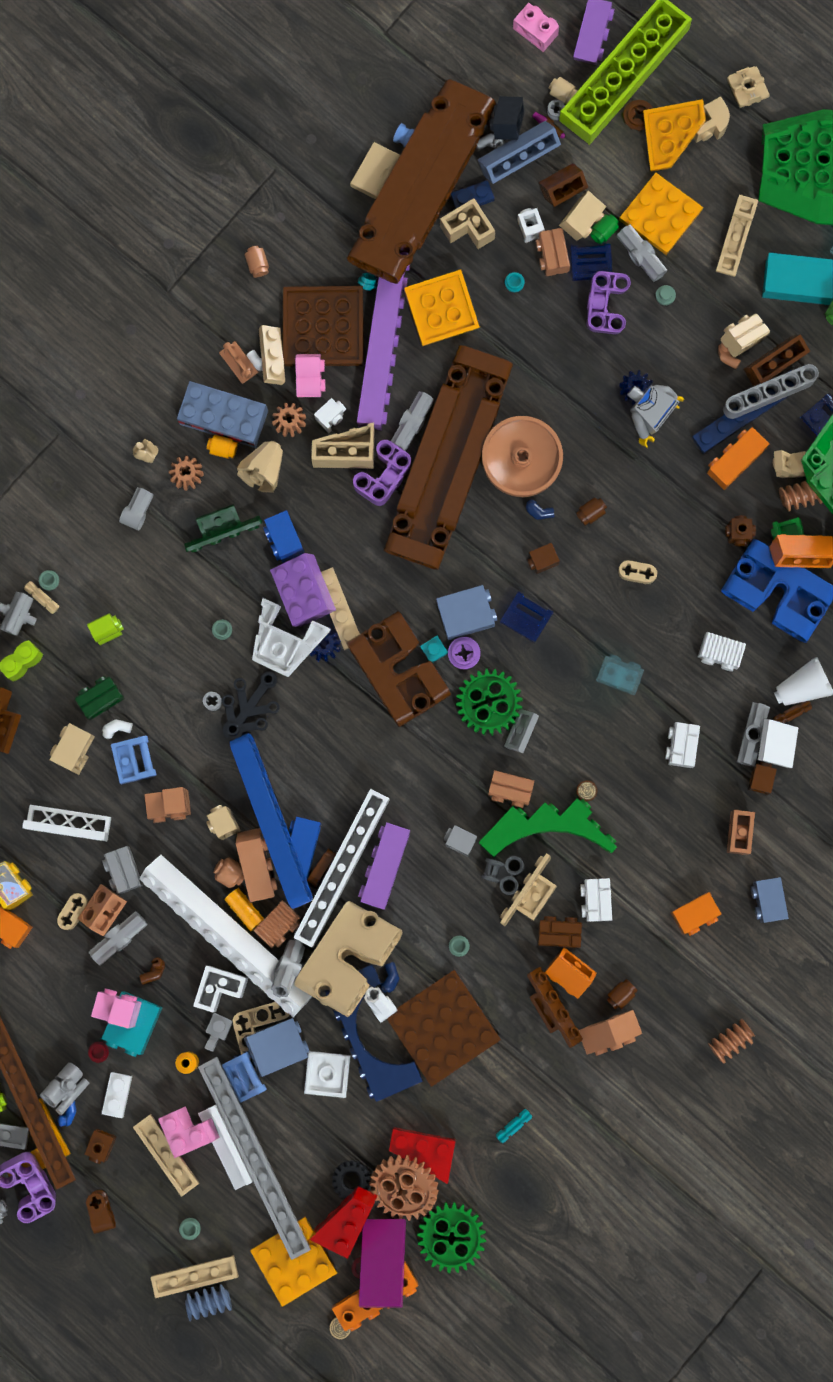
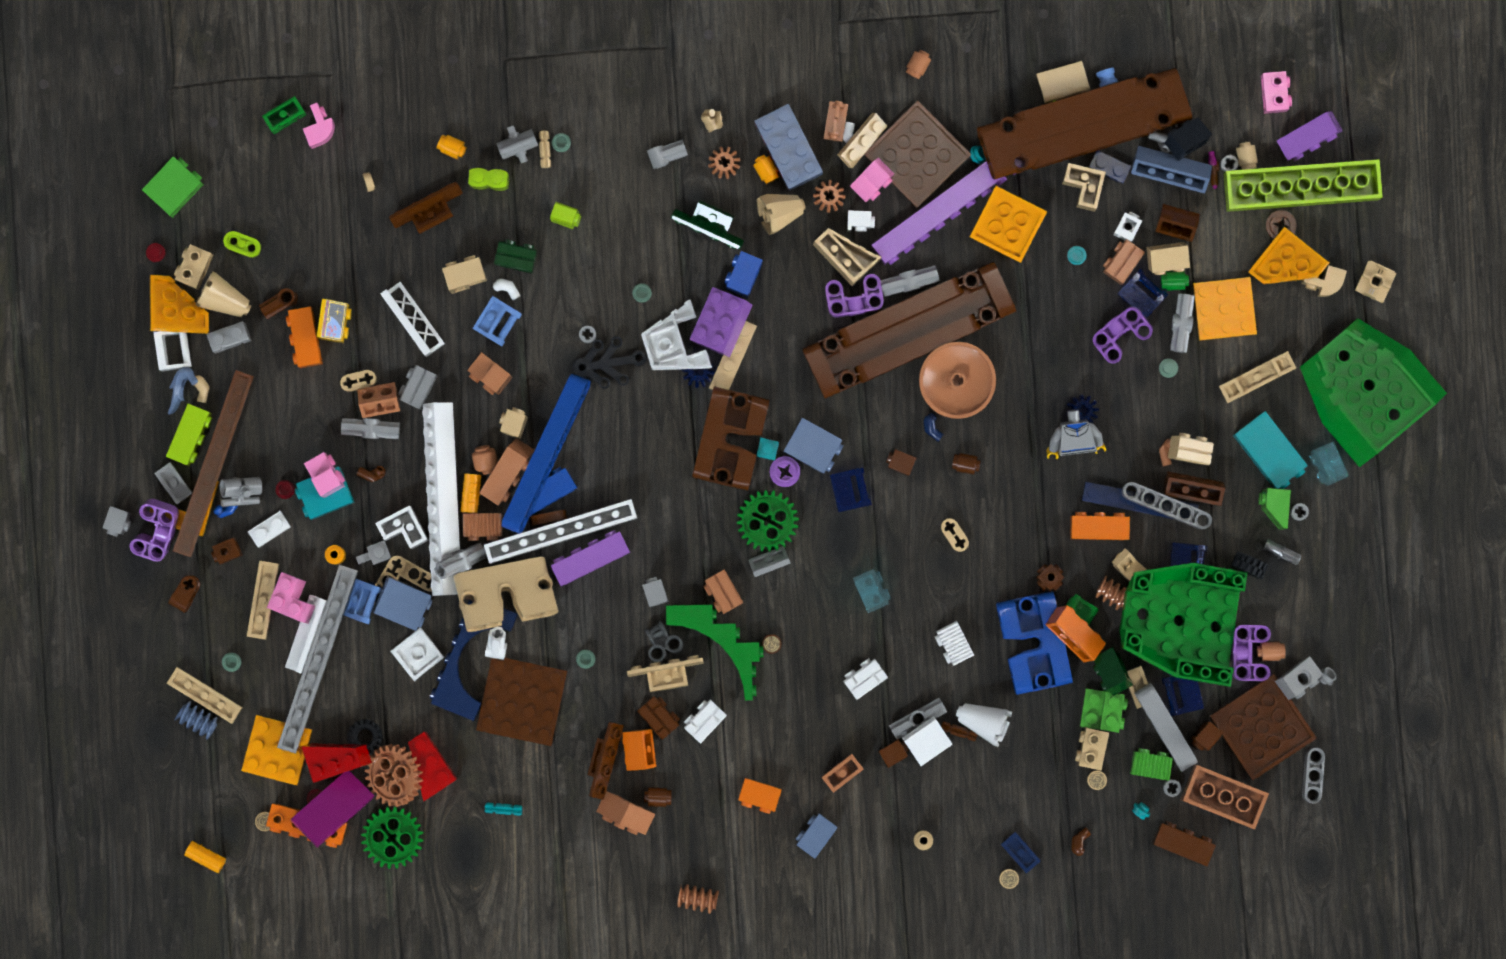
camera: 40 degrees right, 5 degrees up
(391, 980) = (520, 636): dark blue arm -> none

